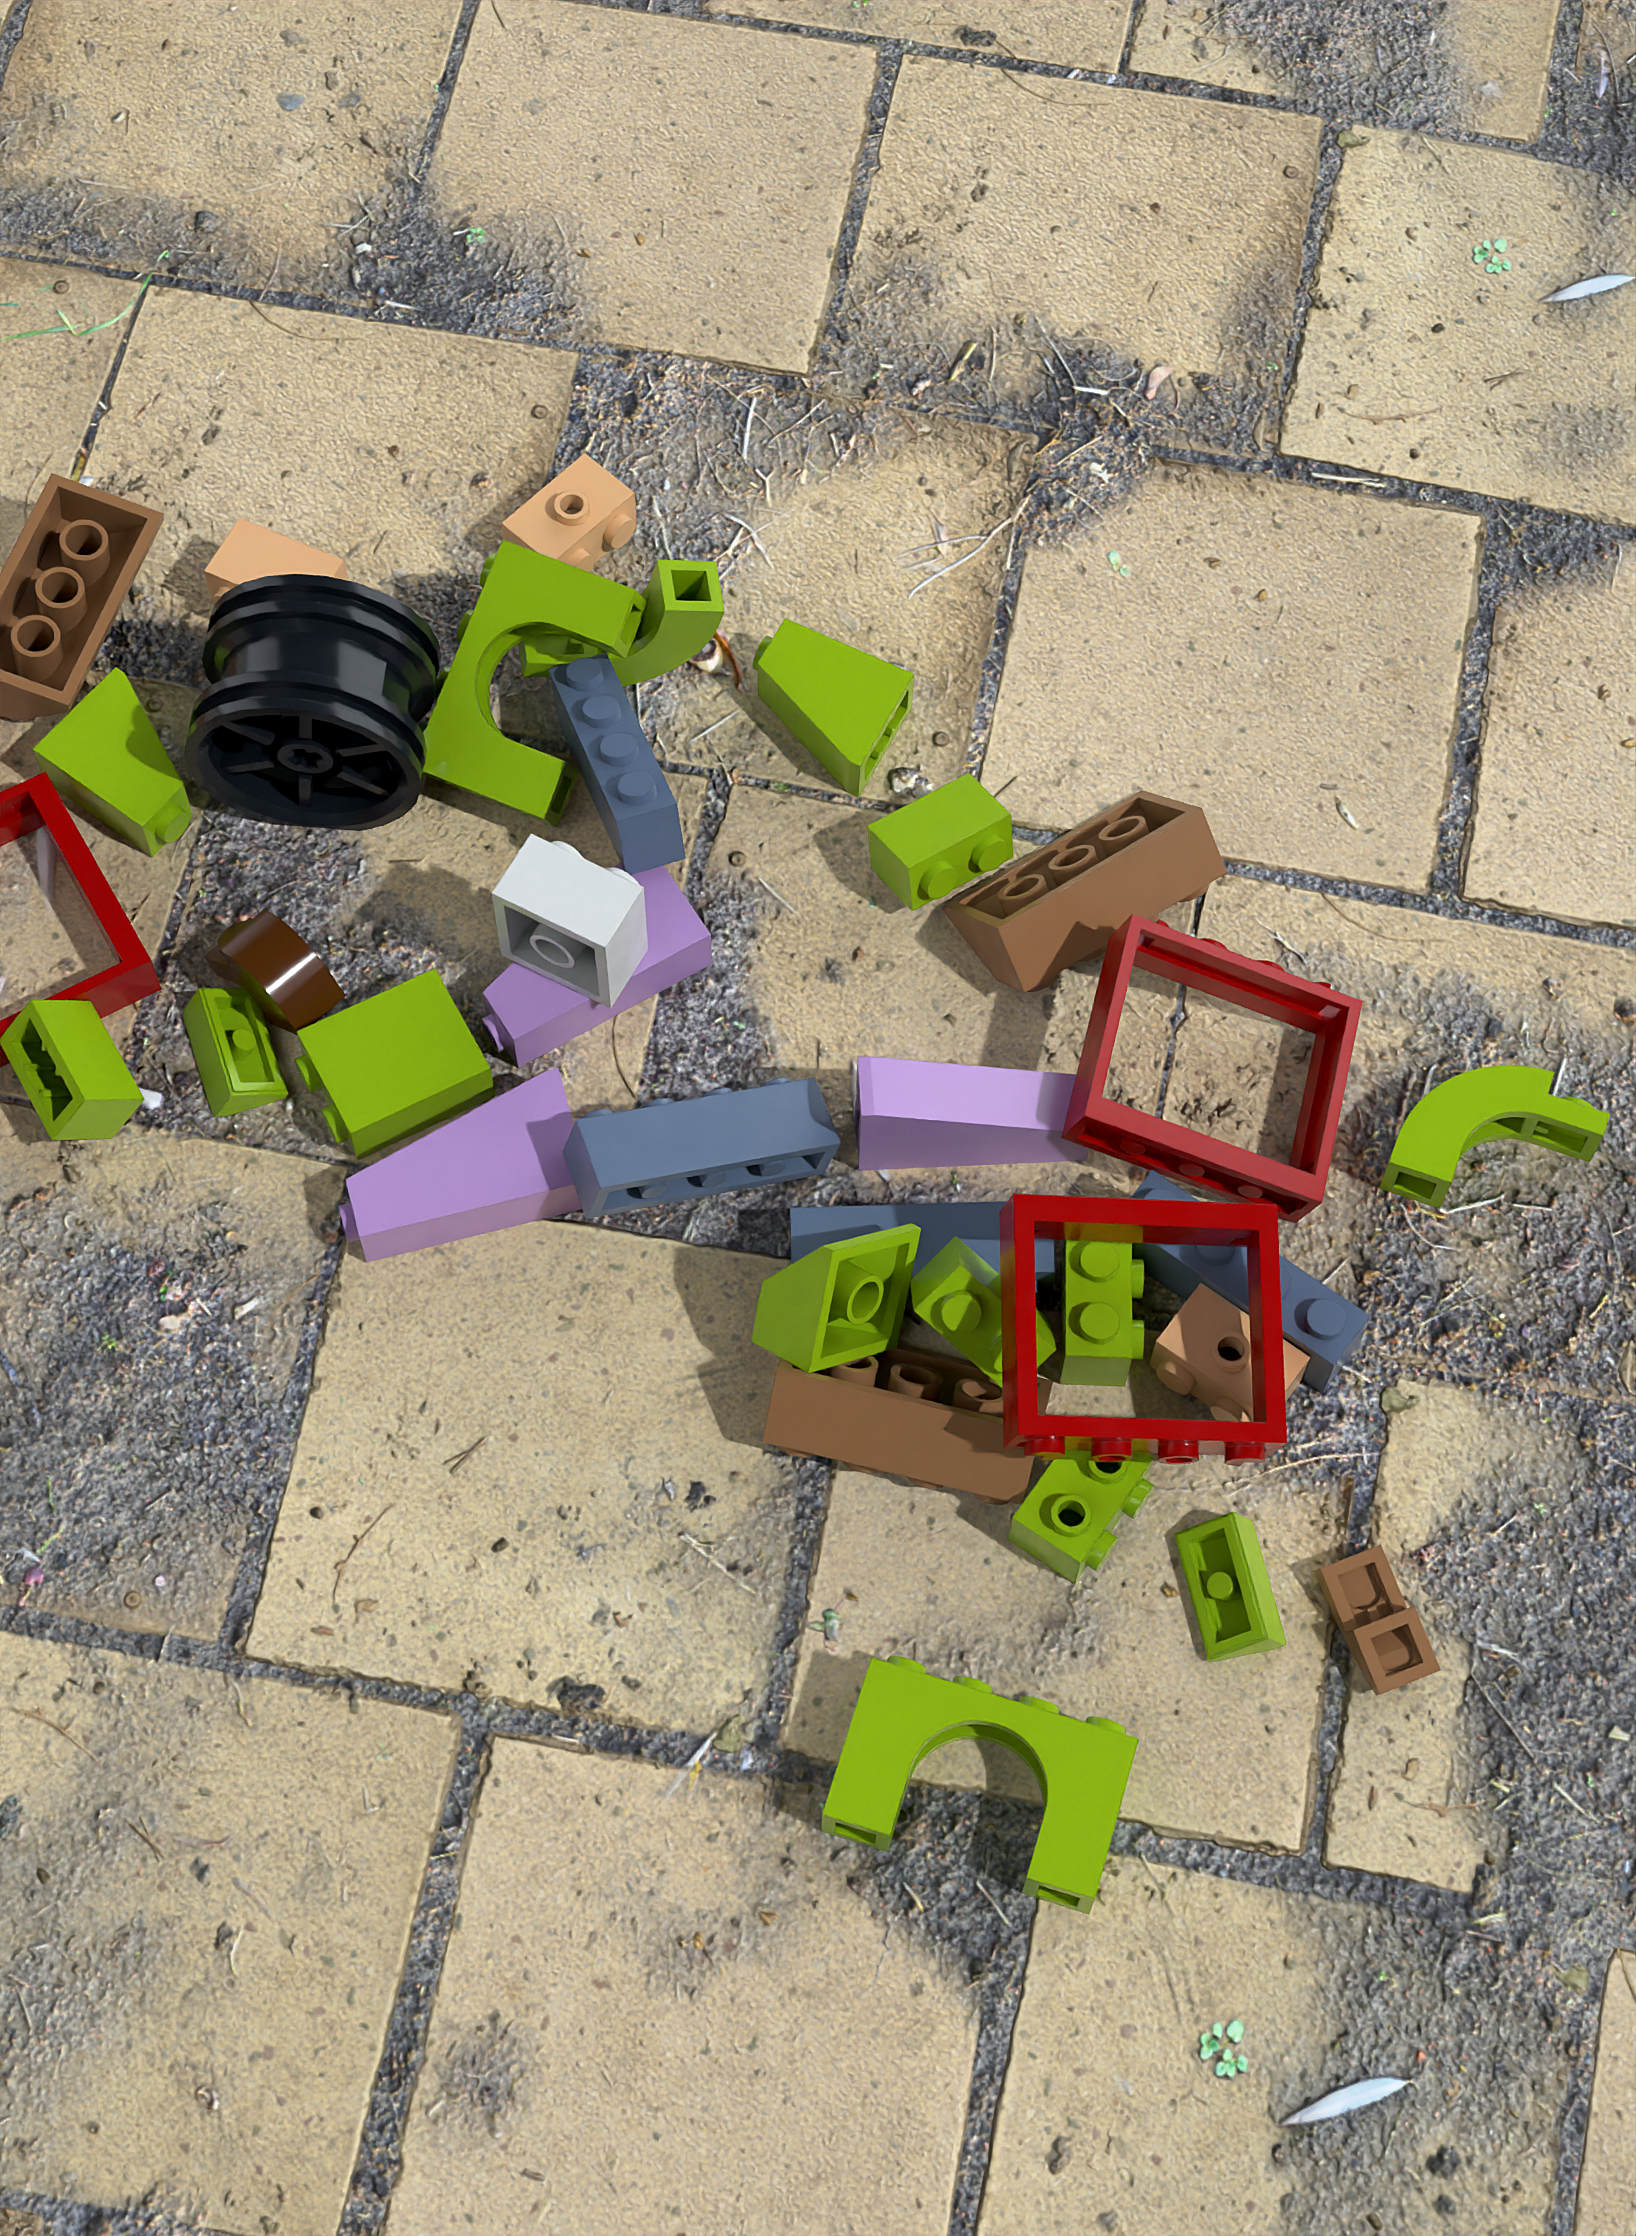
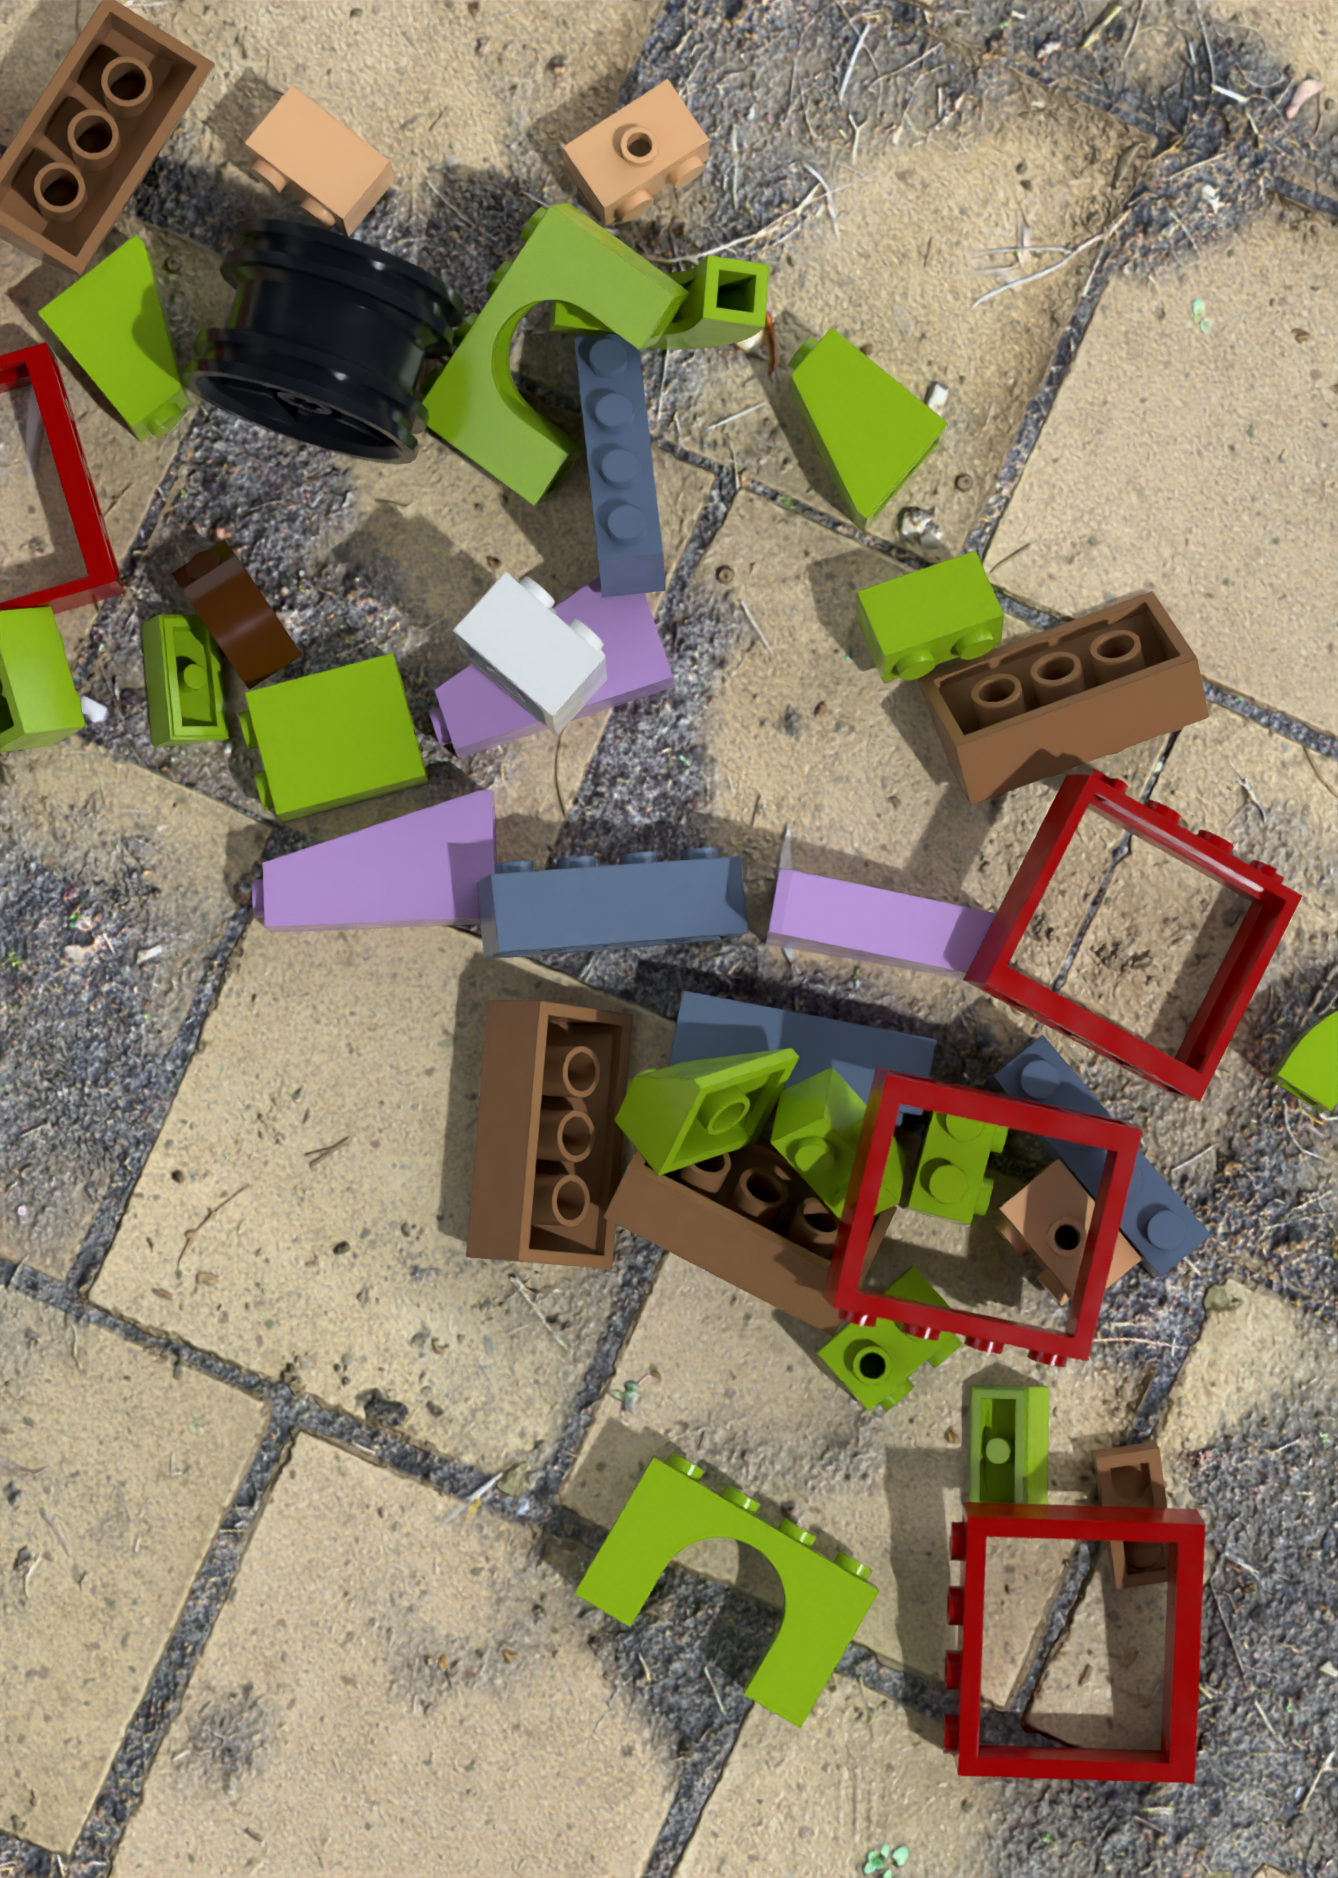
camera: 15 degrees right, 20 degrees up
(687, 1380) = (548, 1133): none -> medium nougat slope
(1461, 1721) = (965, 1608): none -> red window

